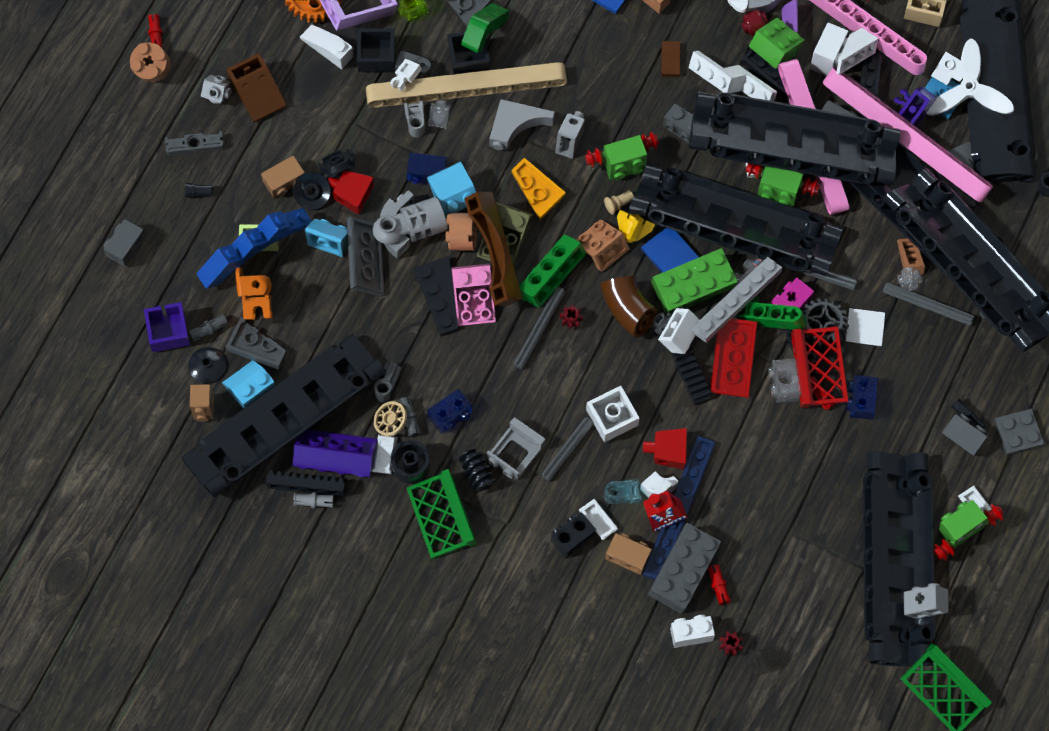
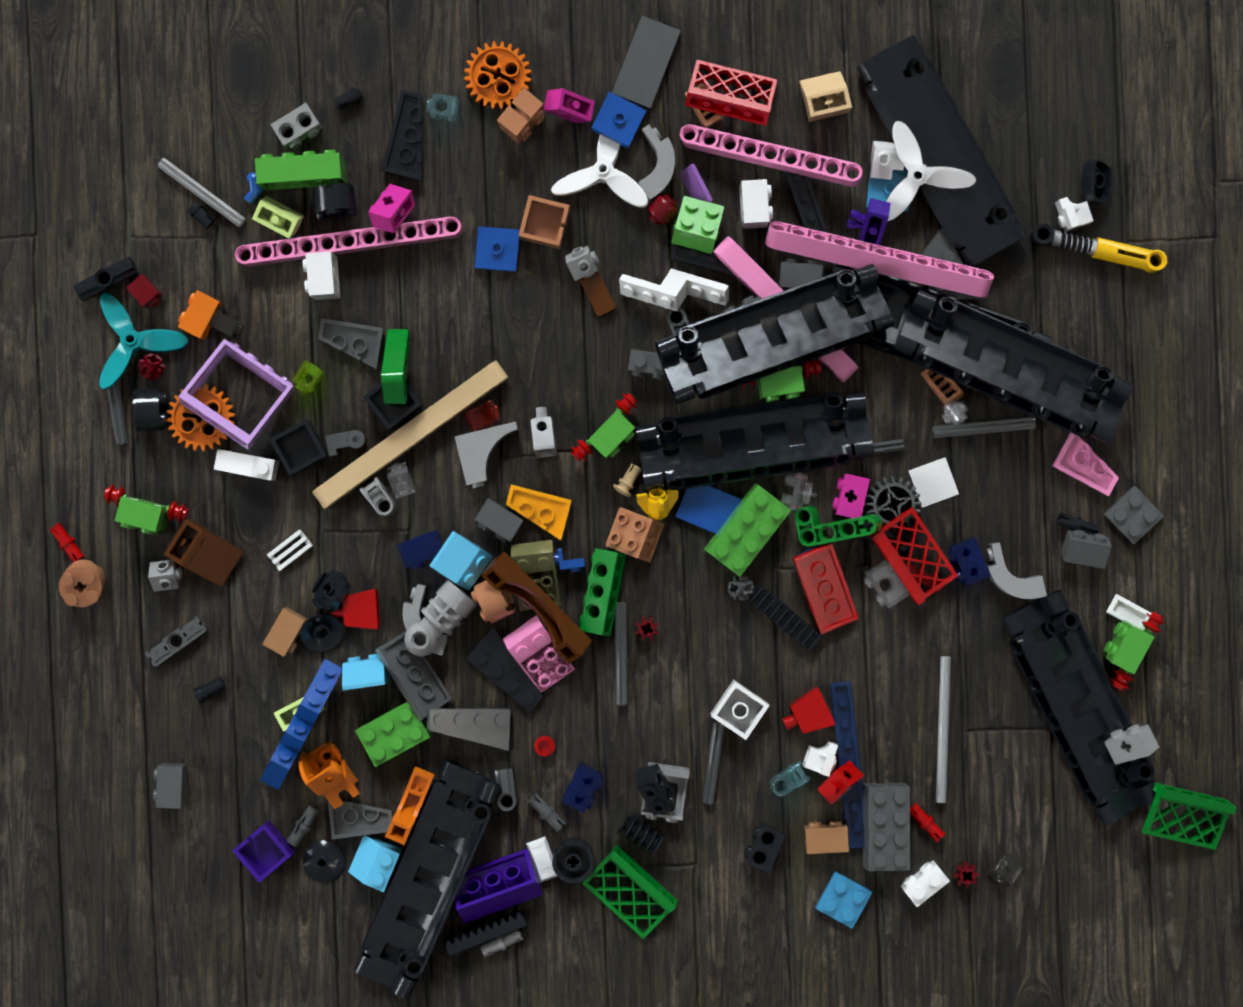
camera: 30 degrees left, 20 degrees up
(201, 402) = (342, 910): medium nougat brick -> none
(229, 36) = (143, 514): none -> bright green brick
(293, 358) = (410, 806): none -> orange arch
(321, 119) = (276, 560): none -> white tile
(323, 293) = (392, 733): none -> bright green brick
(390, 418) = (530, 825): tan wheel -> none
(395, 320) = (477, 725): none -> dark grey wing
(406, 72) = (345, 459): white plate -> none
(437, 366) = (544, 746): none -> red plate
(499, 179) = (499, 520): none -> dark grey brick
(509, 436) = (655, 789): none -> black brick
(531, 97) = (482, 415): none -> clear red bracket
(537, 239) = (573, 565): none -> blue bracket
(599, 519) = (779, 817): white tile -> none
(616, 613) = (843, 899): none -> dark azure plate
(628, 305) = (695, 588): reddish brown brick -> none
(664, 28) = (582, 262): none -> light grey brick
(678, 332) = (763, 595): white brick -> none
(736, 299) = (801, 533): light grey plate -> none
(772, 520) = (943, 729): none -> light grey piece
(857, 48) = (784, 187): white slope -> none
(888, 432) = (1024, 588): none -> light grey arch
(996, 372) = (1084, 465): none -> bright pink wing

